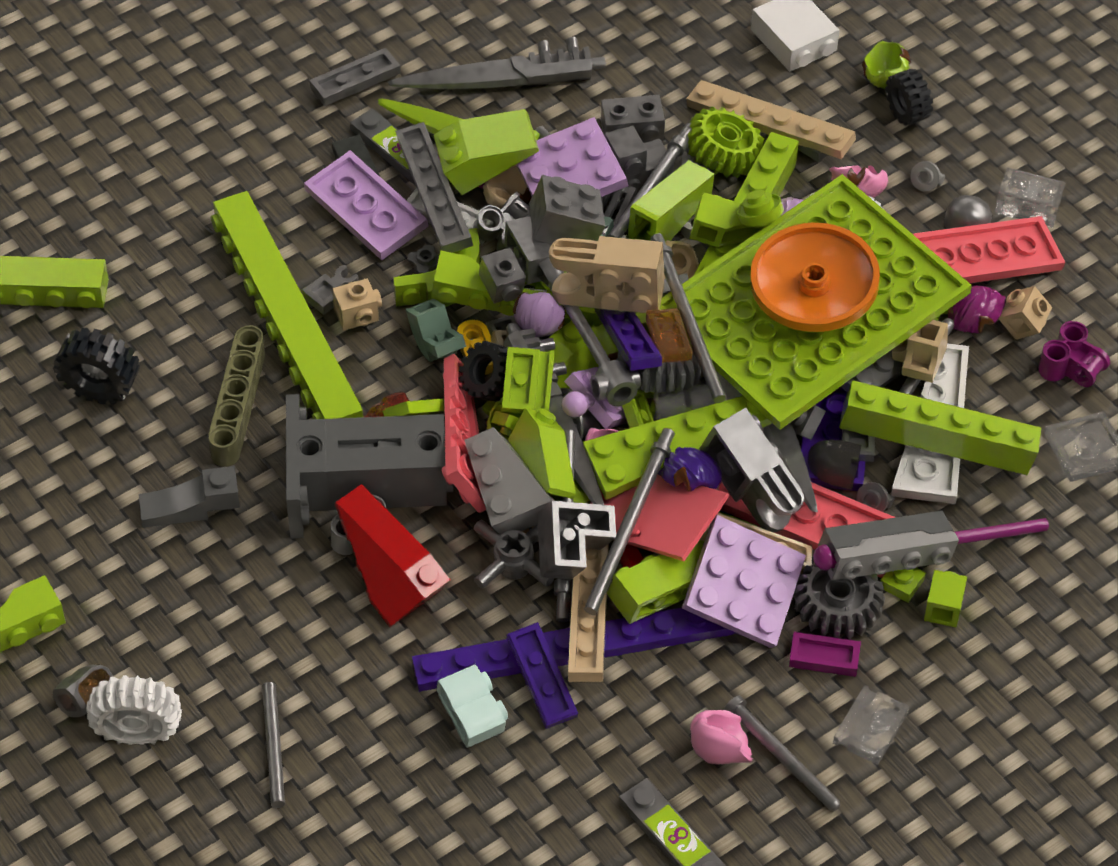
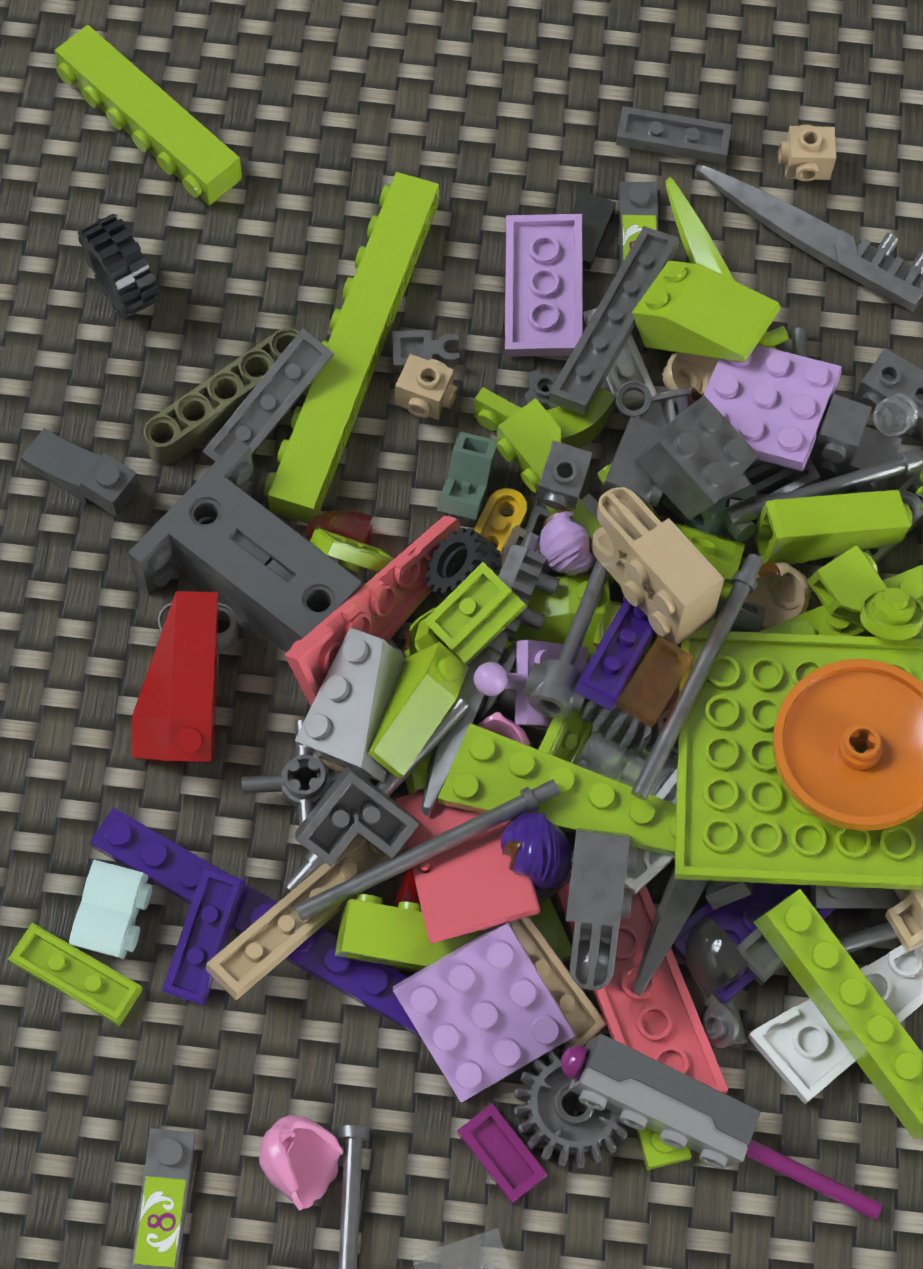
camera: 40 degrees right, 15 degrees up
(272, 374) = (273, 395): none -> flat silver plate
(447, 31) = (808, 152): none -> tan brick
(485, 759) = (75, 974): none -> lime tile
(650, 126) = (891, 421): none -> clear wheel
(945, 598) = (681, 1203): lime brick -> none

